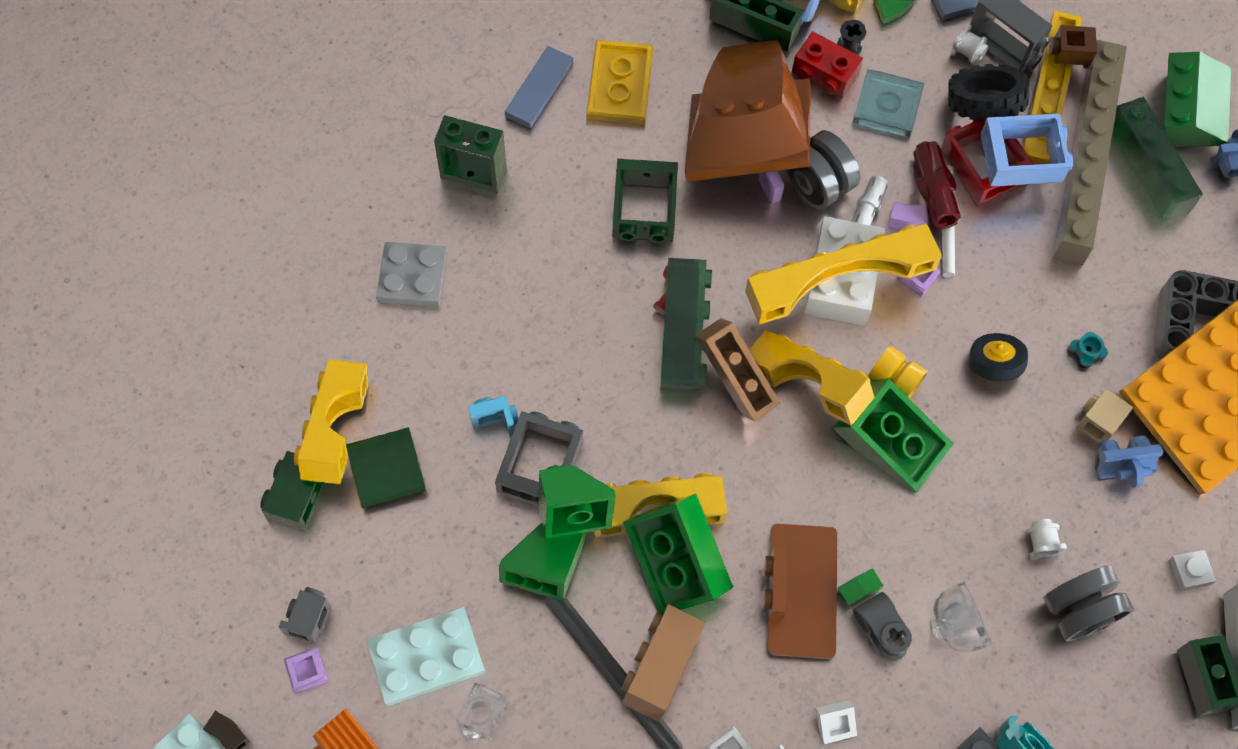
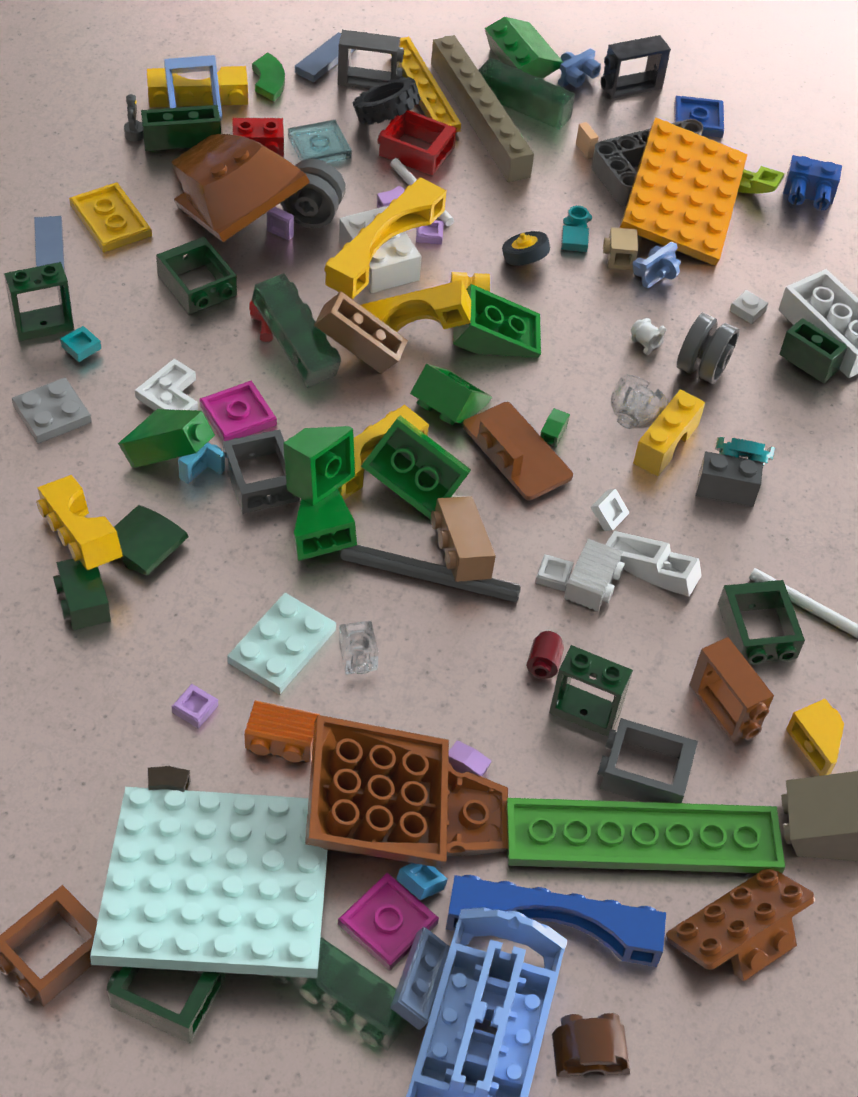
camera: 40 degrees left, 15 degrees down
(306, 615) = (166, 667): dark grey brick -> none
(475, 373) = (166, 436): none -> green slope
(486, 216) = (80, 343): none -> teal plate
(519, 313) = (166, 388): none -> white plate
(573, 378) = (238, 411): none -> dark pink tile
(783, 486) = (448, 394): none -> green slope
(852, 35) = (261, 108): black bush -> none
(869, 203) = (358, 200): white pin -> none
(880, 622) = (589, 437): dark grey piece -> none
(936, 184) = (393, 167): dark red piece -> none
(969, 671) = (674, 423): none -> yellow arch
(970, 45) = (348, 84): white brick -> none
(1027, 126) = (421, 123): light blue window -> none
(1066, 371) = (575, 238): none -> teal tile
(1074, 45) = (421, 49): reddish brown brick -> none
(1177, 254) = (586, 139): none -> light nougat tile

